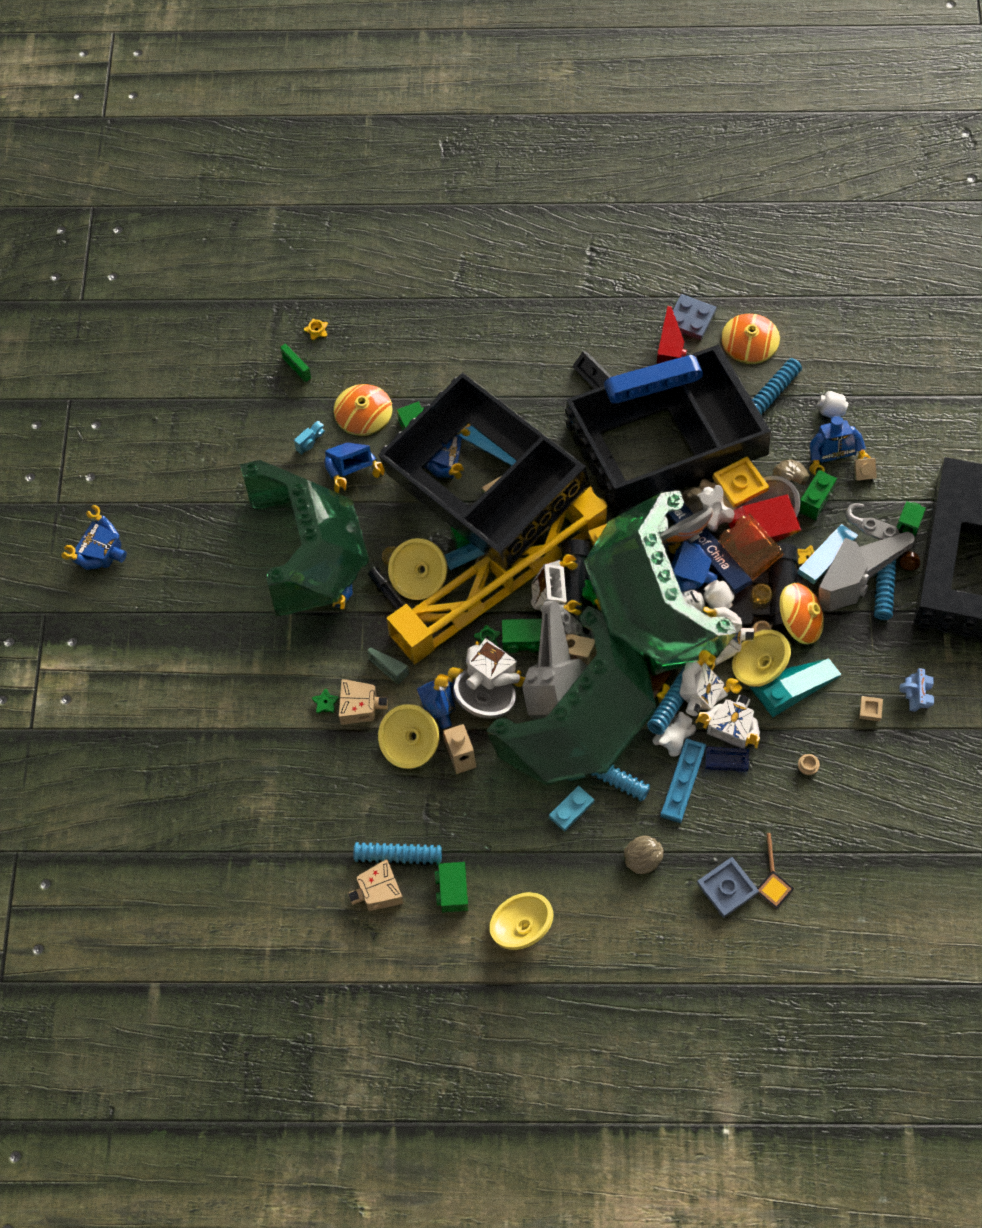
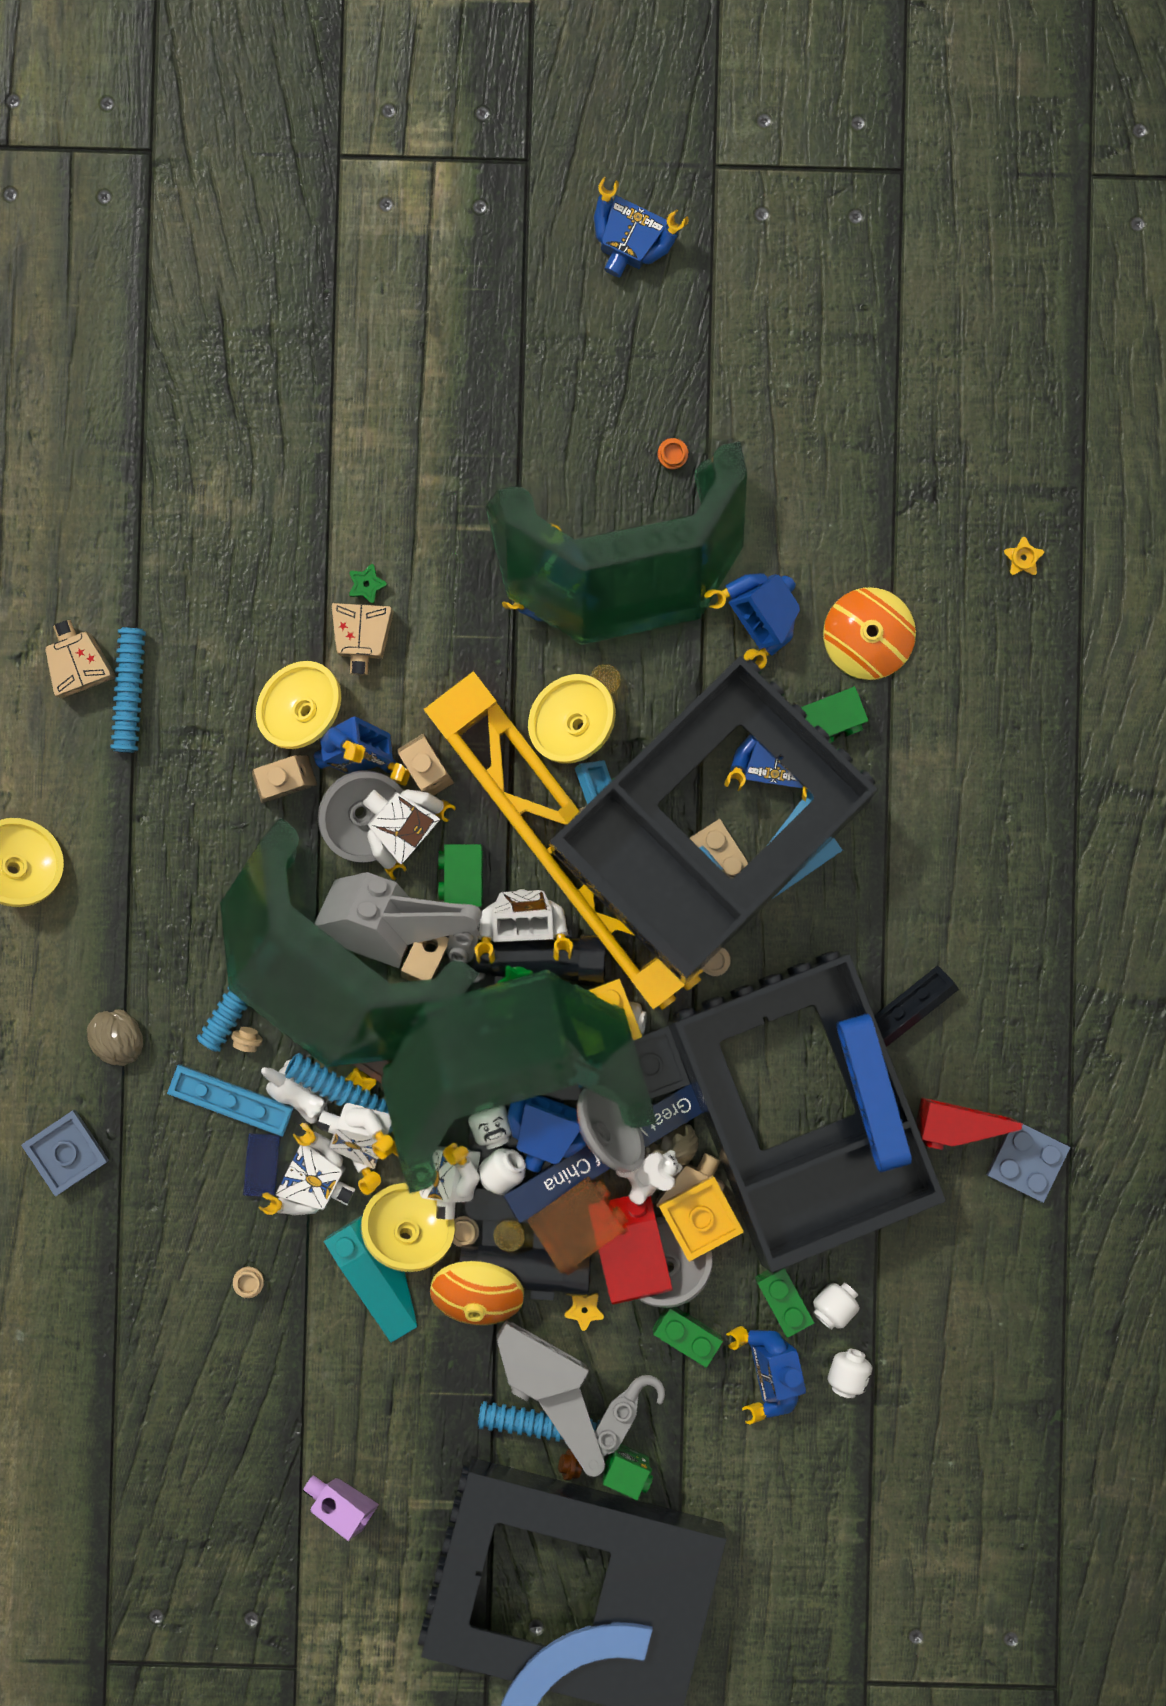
camera: 90 degrees right, 25 degrees up
(244, 520) = (672, 453): none -> orange plate
(295, 362) = (954, 524): green tile -> none
(307, 438) = (810, 546): medium azure plate -> none
(383, 585) = (541, 677): black axle -> none
(389, 666) = (415, 679): sand green slope -> none
(446, 656) = (425, 765): none -> tan torso
(452, 887) = (74, 767): green brick -> none
(487, 631) = (459, 819): green plate -> none
(571, 808) = (192, 938): medium azure plate -> none
(640, 768) = (246, 1039): none -> tan plate
(750, 346) = (968, 1240): orange dish -> none
(774, 888) = (66, 1217): piece -> none
(777, 384) = (885, 1283): dark azure piece -> none
(790, 413) = (836, 1305): none -> white head
(790, 441) = (784, 1301): none -> green brick
(792, 471) = (723, 1297): dark tan hair -> none
(823, 557) = (582, 1341): tile -> none
(865, 469) = (733, 1413): tan plate -> none
(870, 708) = (331, 1380): tan plate -> none
(915, 690) = (357, 1451): light blue hips -> none
(958, 691) = (351, 1509): none -> lavender torso

